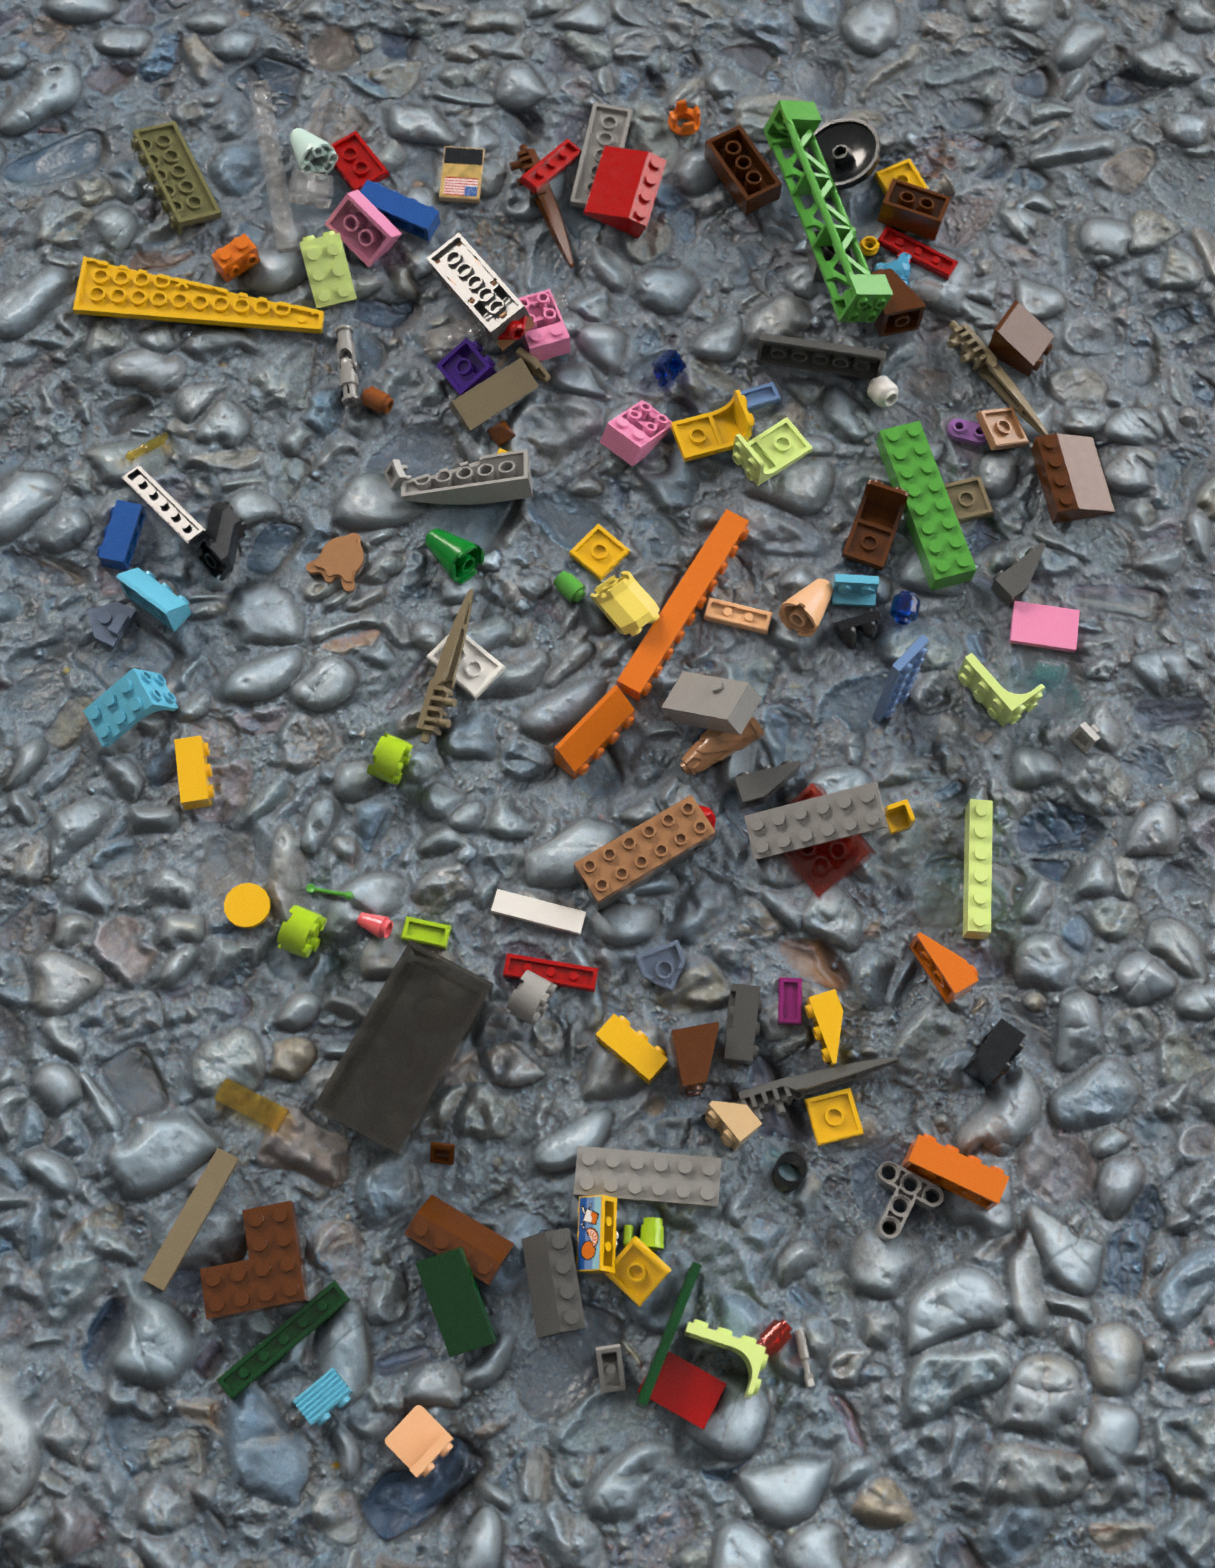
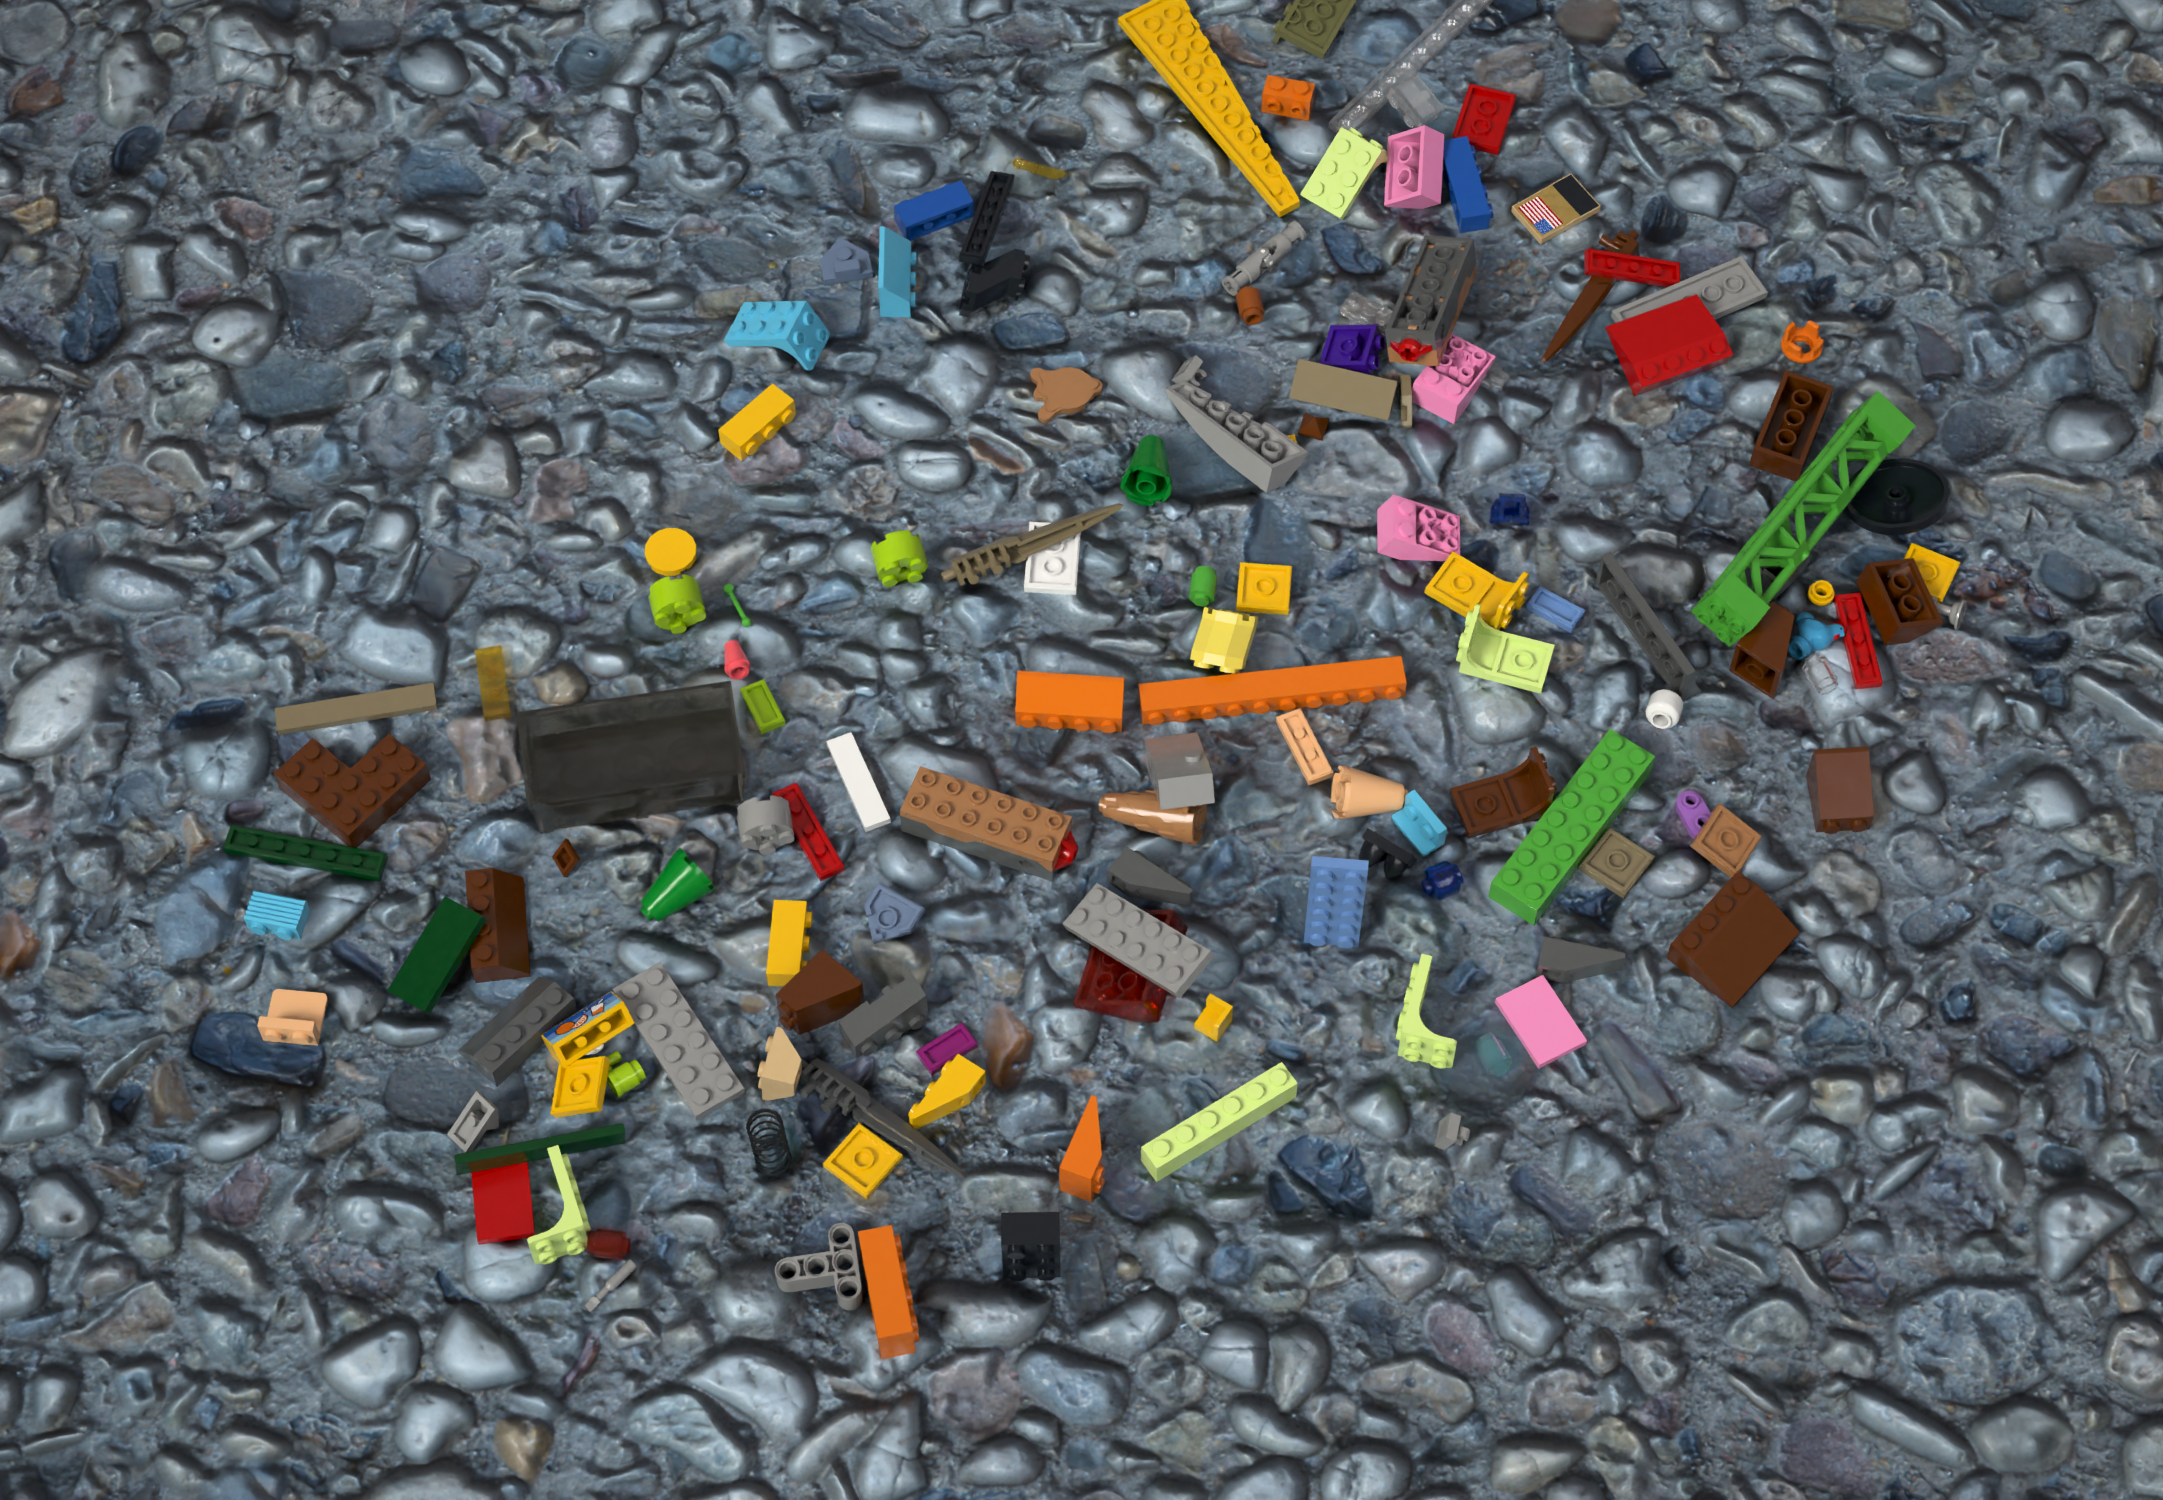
camera: 55 degrees right, 10 degrees down
(312, 152) = (1452, 77): light aqua cone -> none
(530, 1094) = (675, 888): none -> green cone
(976, 351) = (1790, 770): dark tan piece -> none

